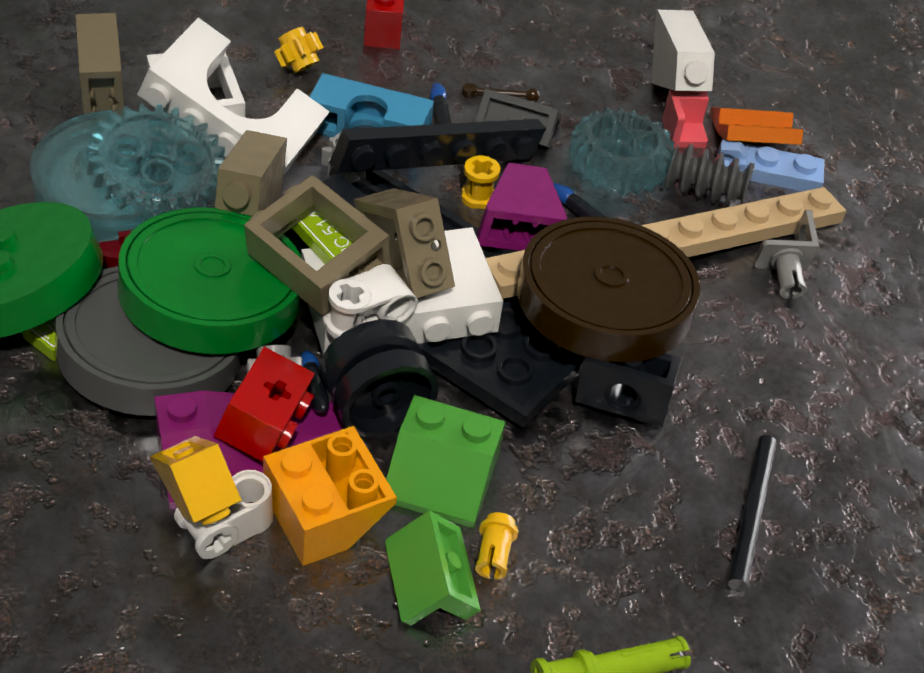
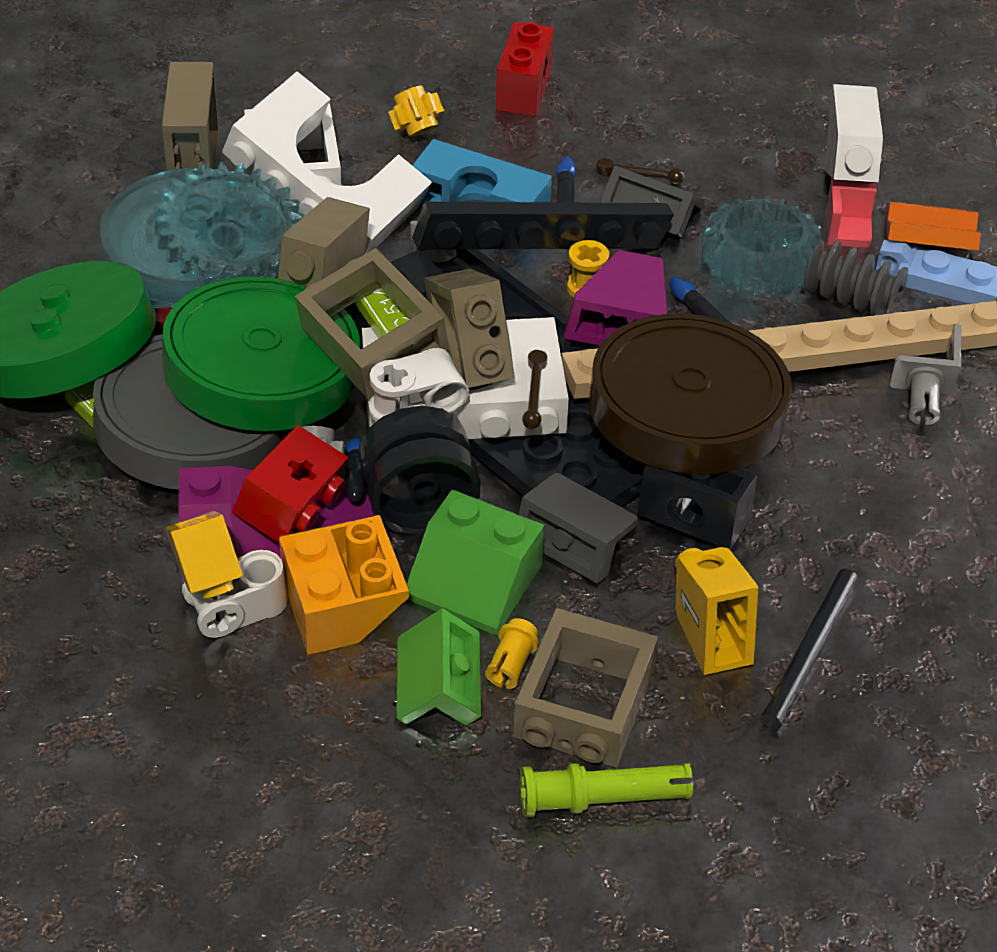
camera: 15 degrees right, 0 degrees up
(468, 268) = (536, 361): none -> dark brown hinge
(533, 416) = (577, 525): none -> dark grey panel
(579, 533) = (599, 648): none -> dark tan window
(670, 483) = (715, 593): none -> yellow torso

